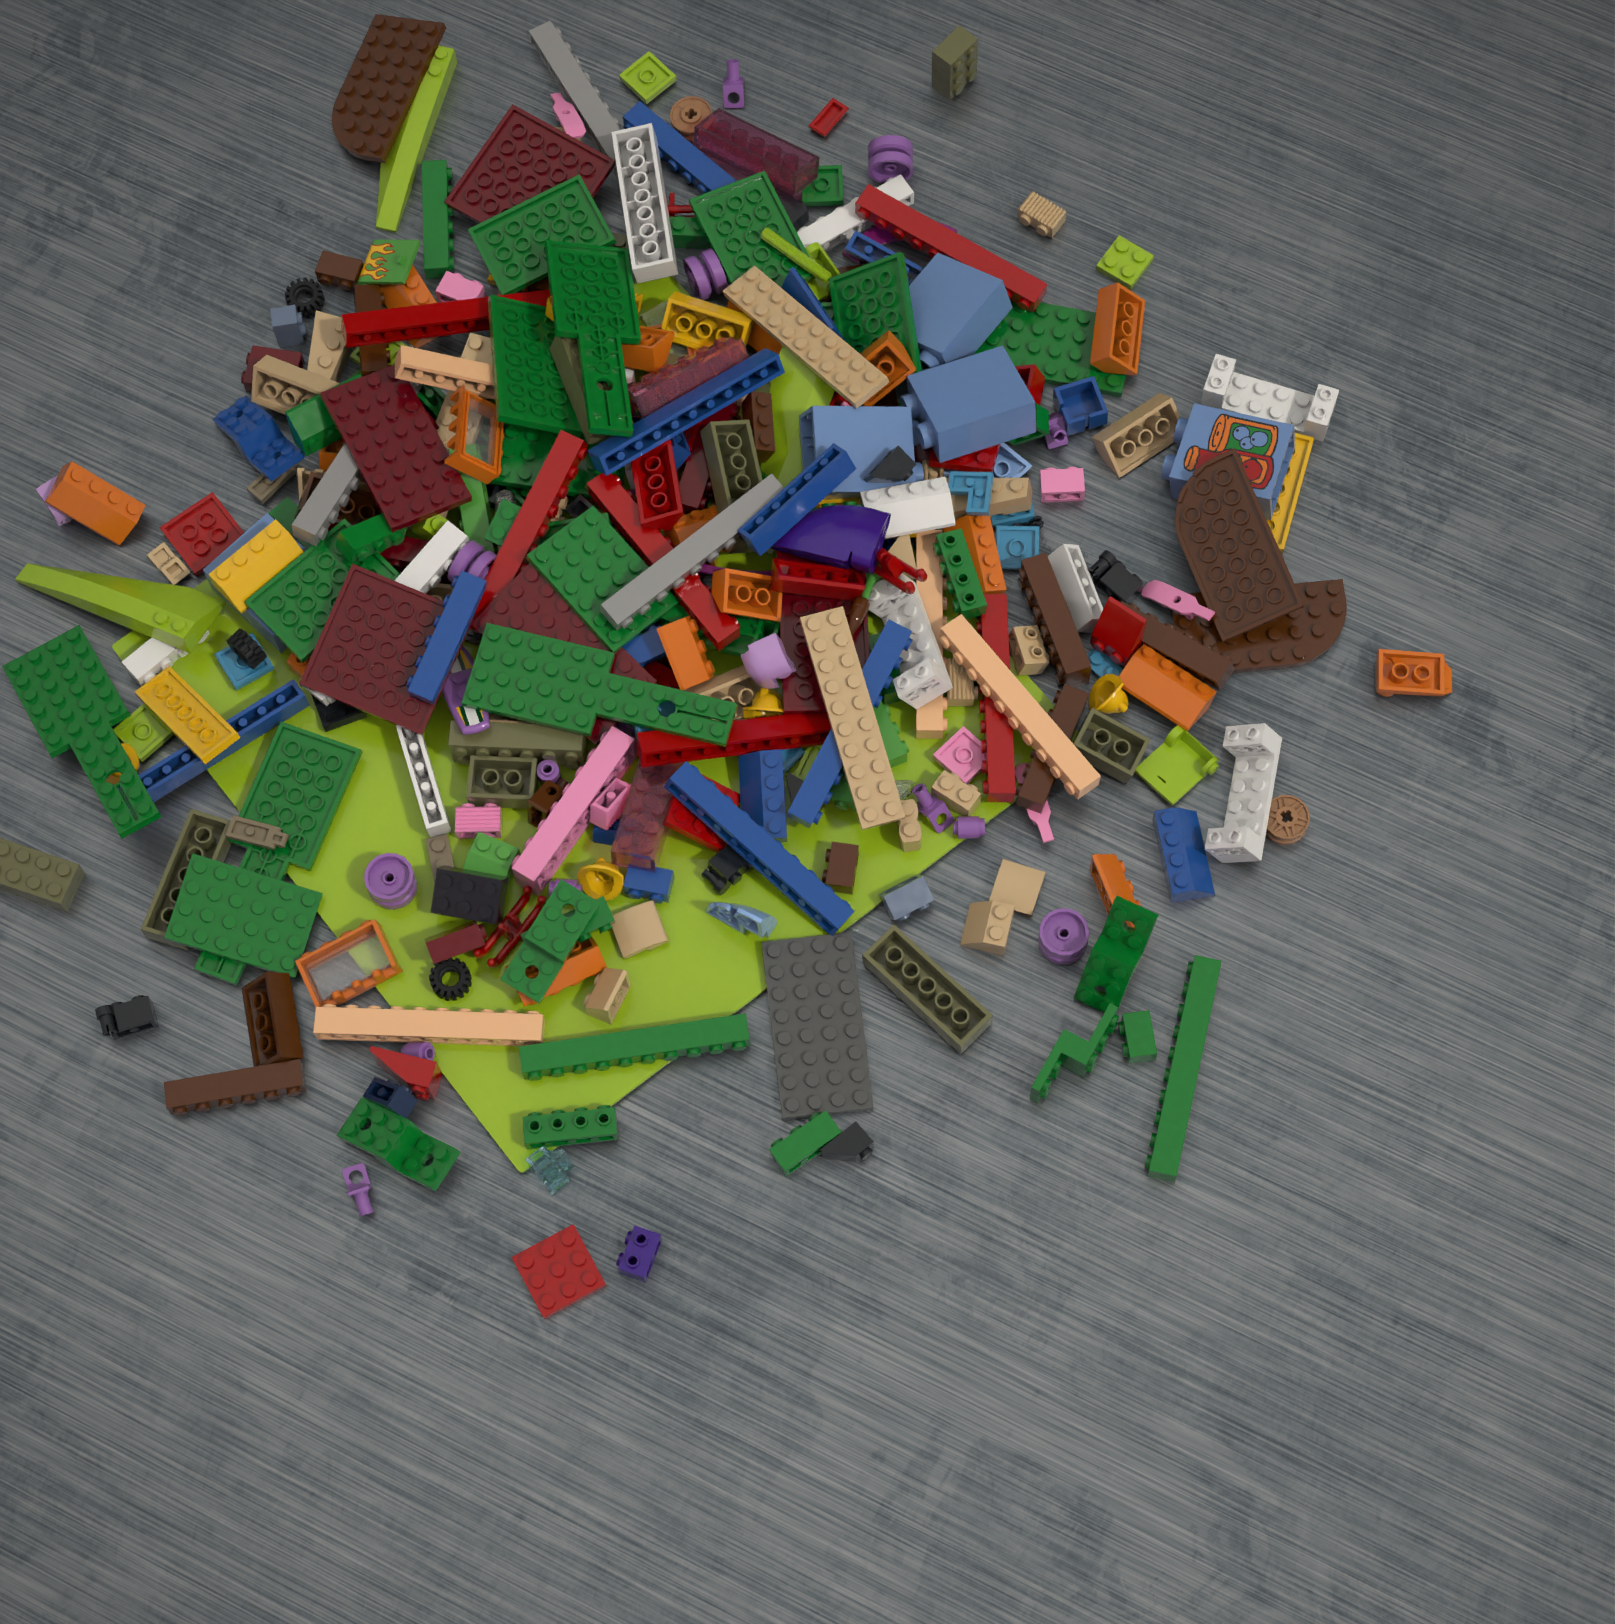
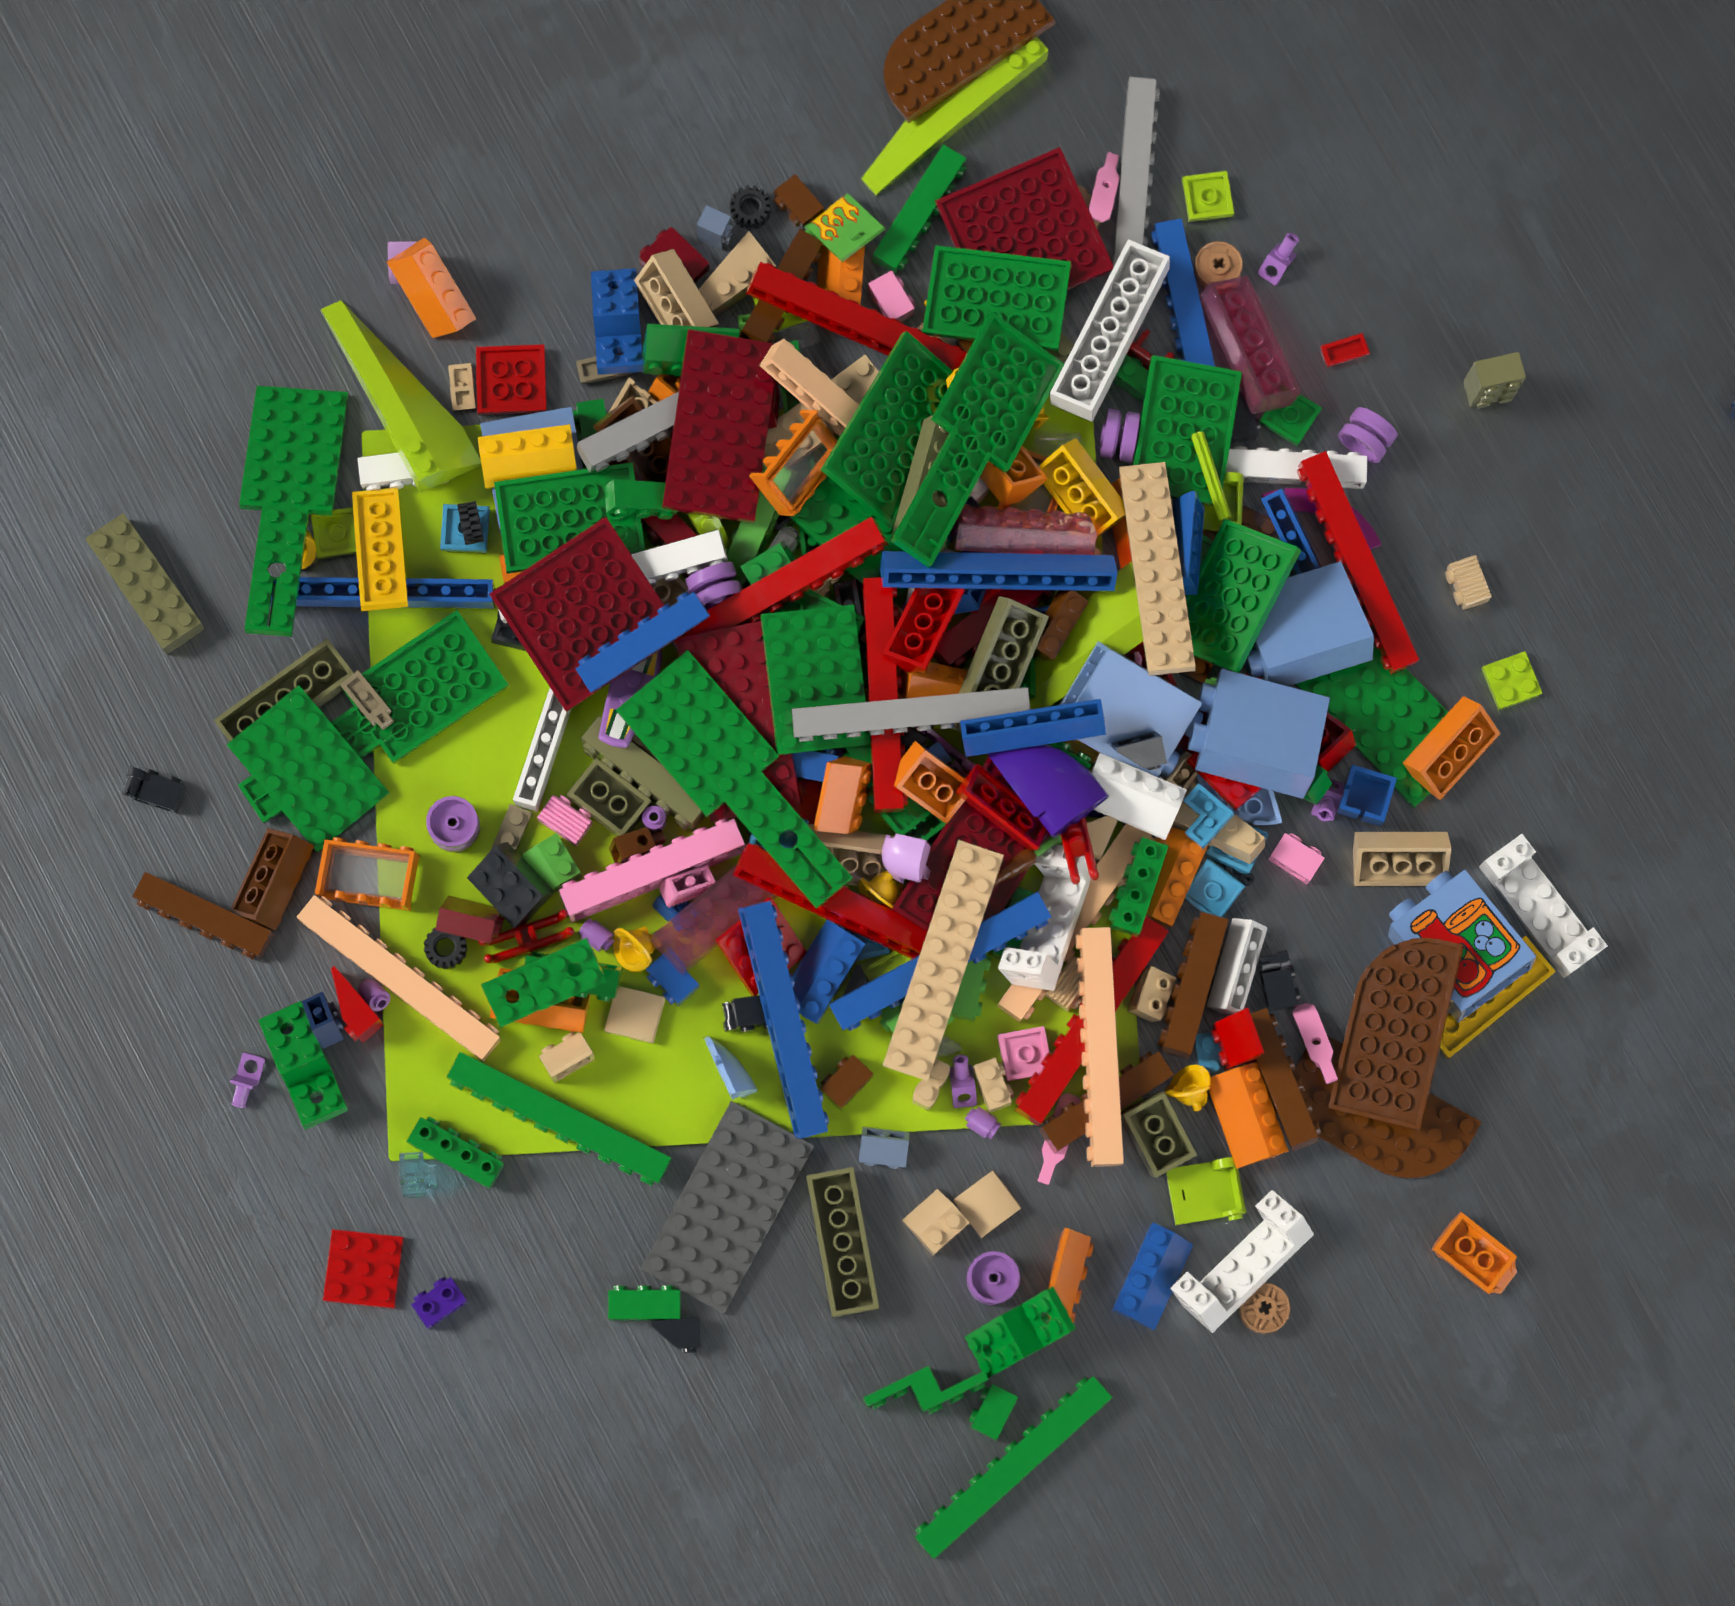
camera: 25 degrees right, 10 degrees up
(892, 360) = (1214, 641): orange slope -> none

